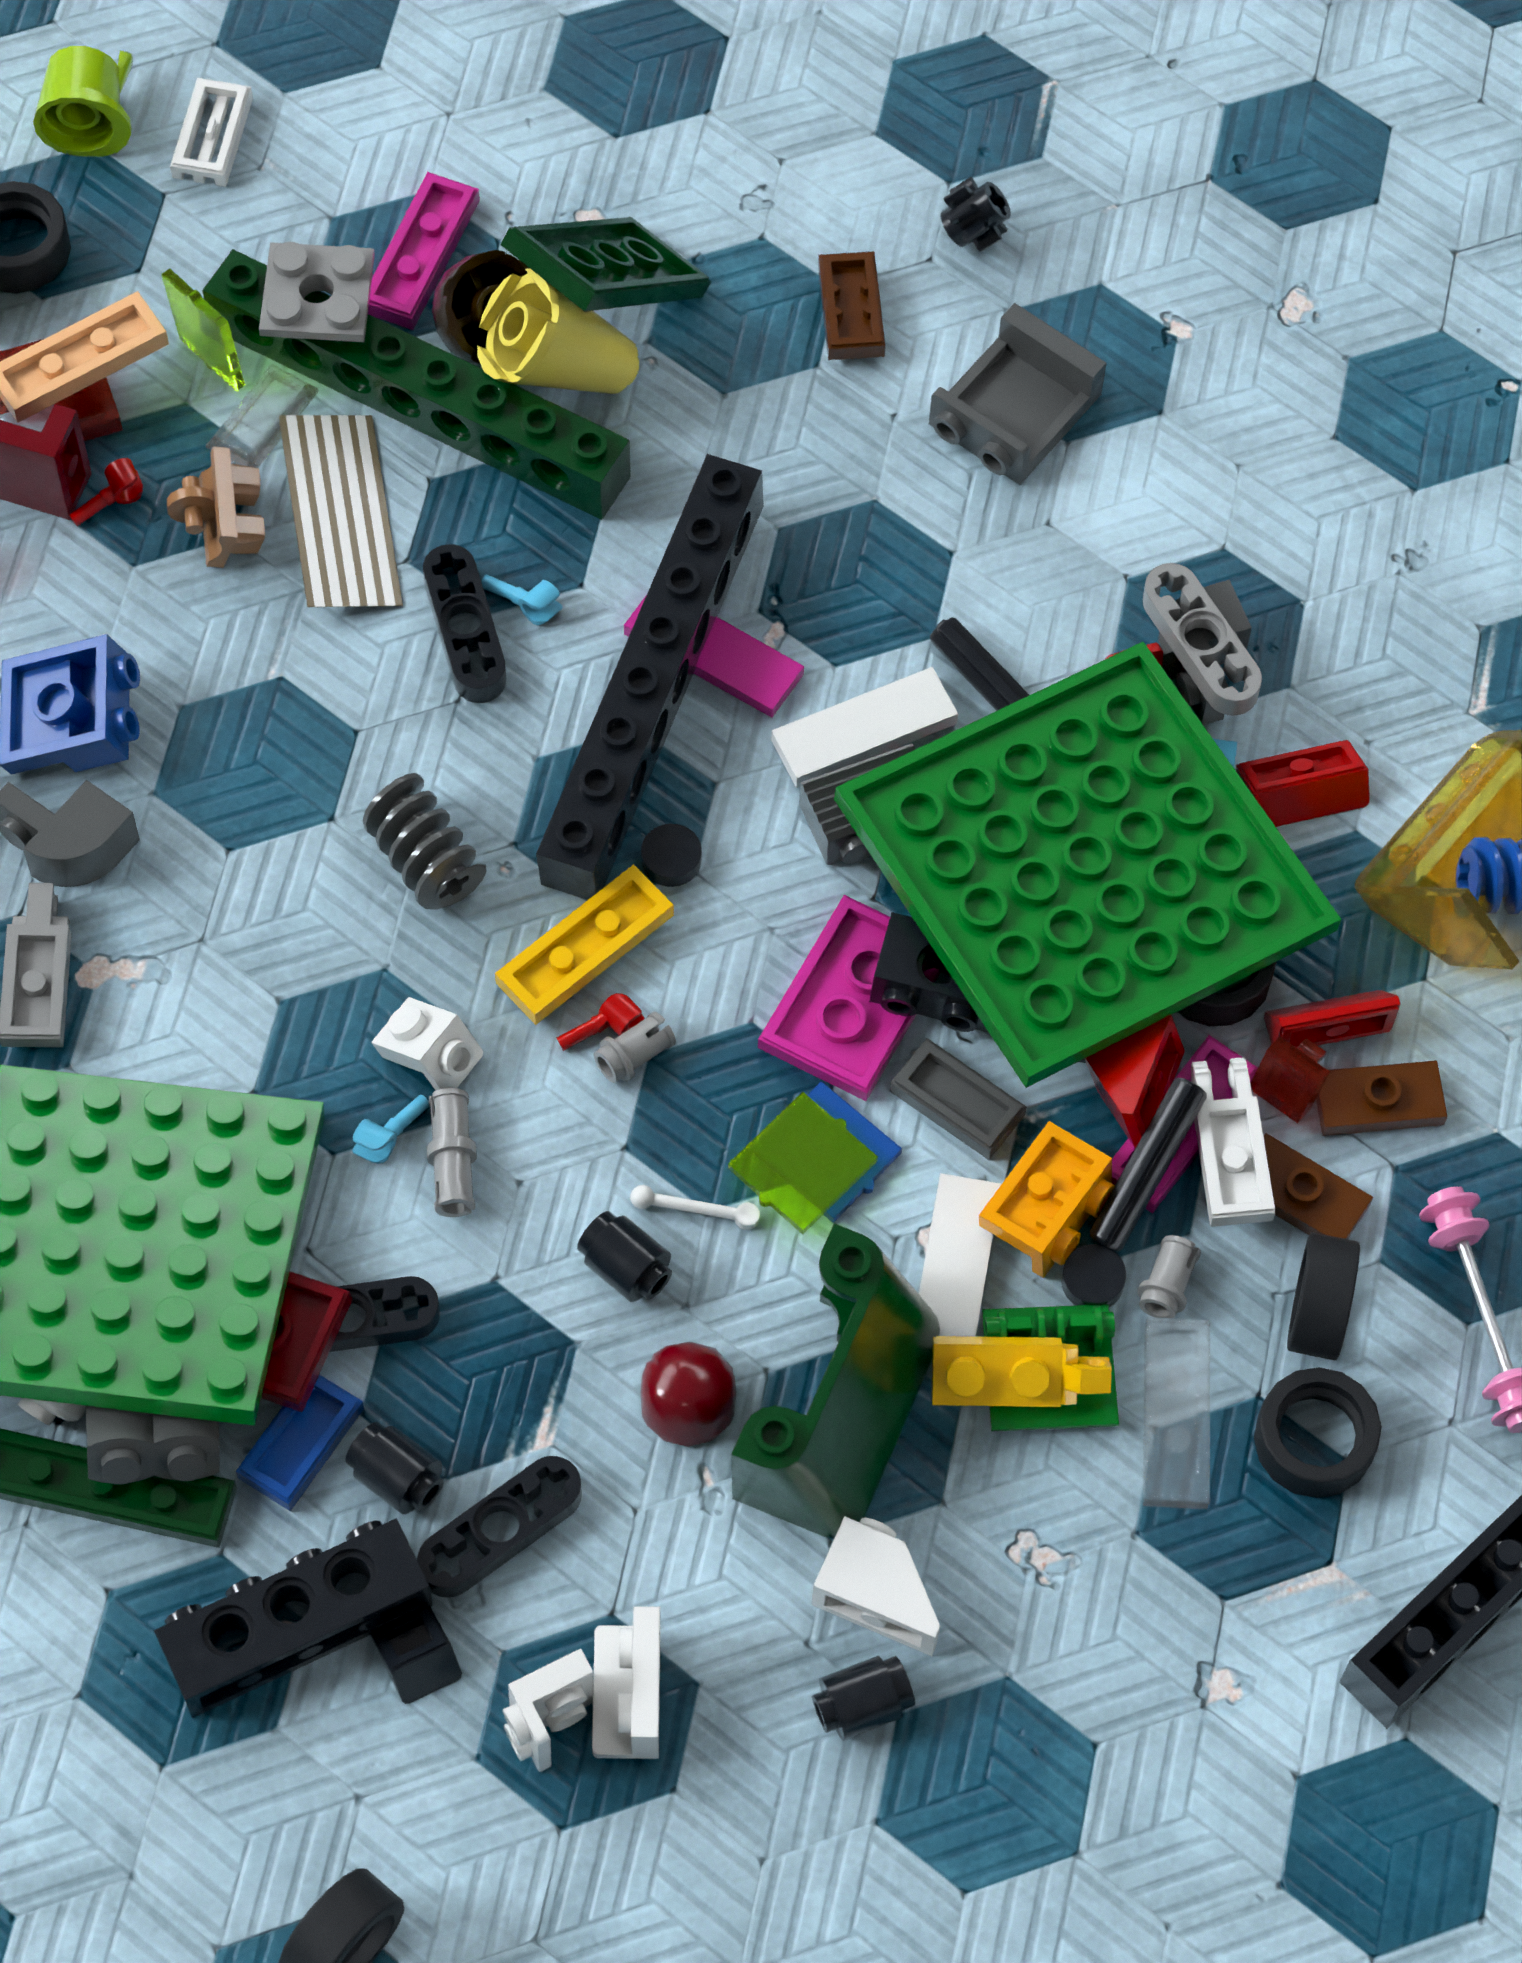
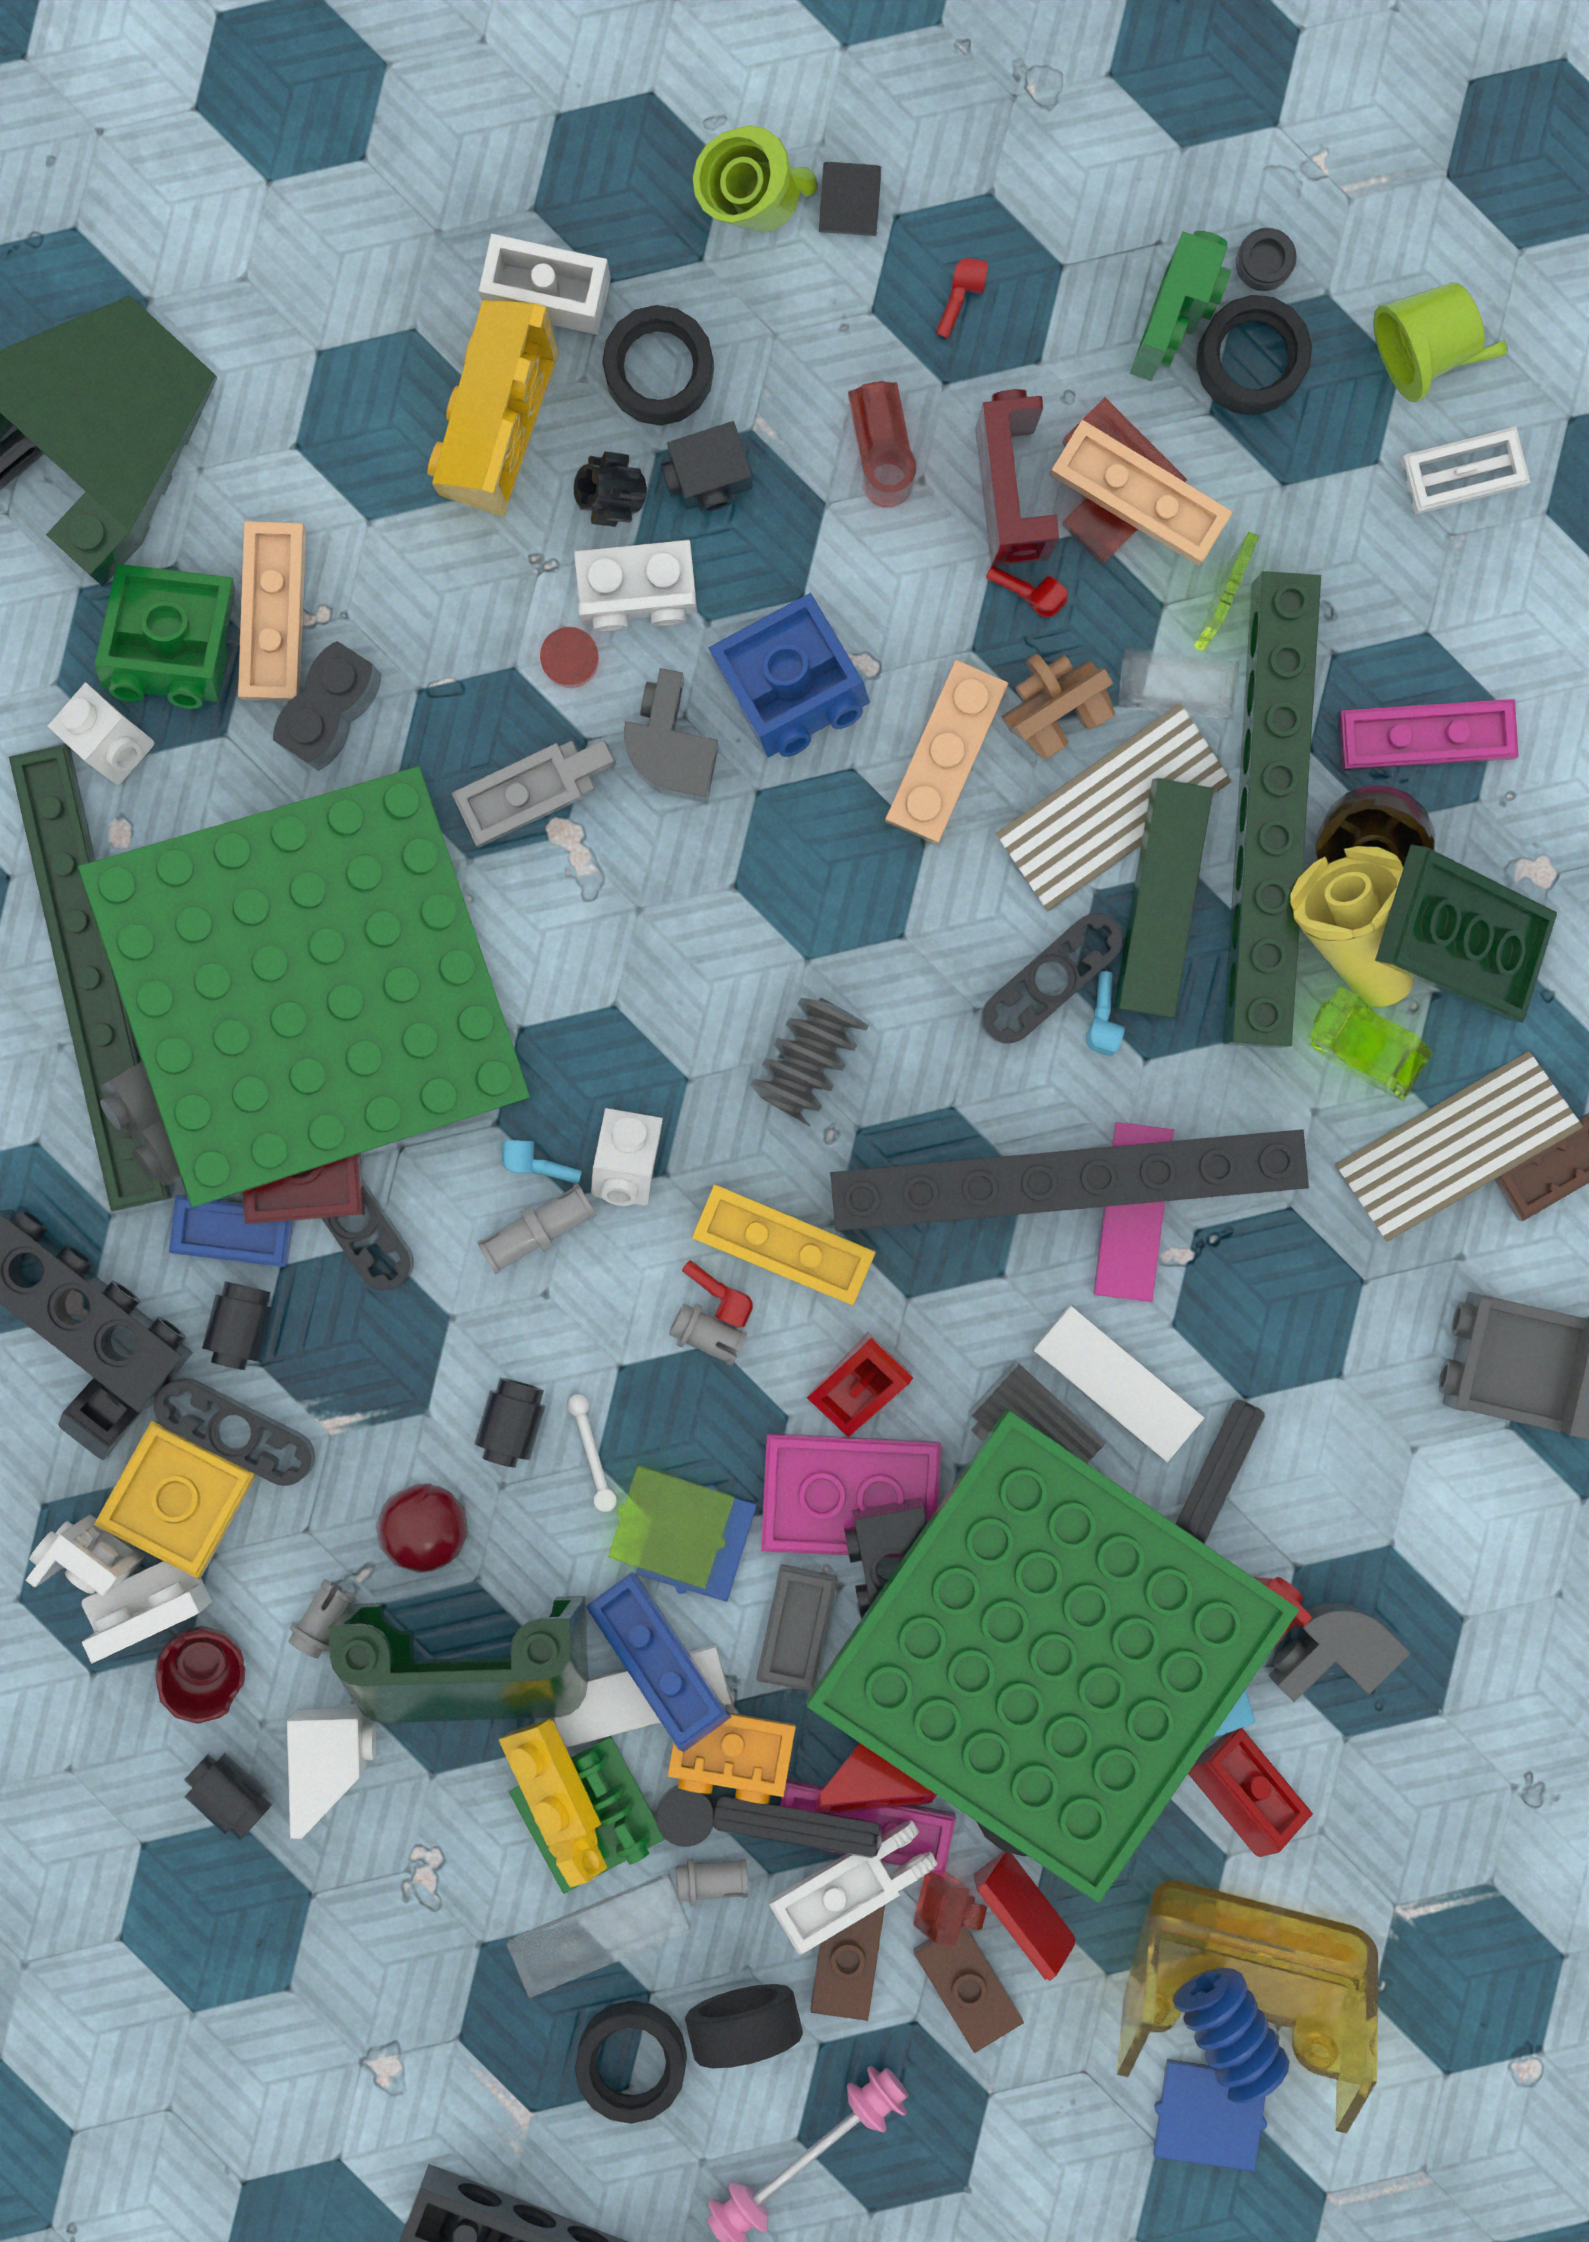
camera: 65 degrees right, 25 degrees up
(212, 621) = (946, 752): none -> light nougat plate
(302, 269) = (1318, 657): light grey piece -> none
(444, 503) = (1163, 898): none -> dark green tile
(537, 1605) = (175, 1500): none -> yellow plate
(665, 397) = (1368, 1044): none -> clear neon green brick
(671, 855) = (909, 1274): black tile -> none
(724, 1662) = (199, 1674): none -> dark red hair
(739, 1538) = (312, 1632): none -> light grey pin
(750, 928) = (860, 1385): none -> red slope
(793, 371) = (1458, 1146): none -> sticker
(939, 1213) = (658, 1662): none -> blue tile
(1201, 664) = (1336, 1684): light grey beam -> none

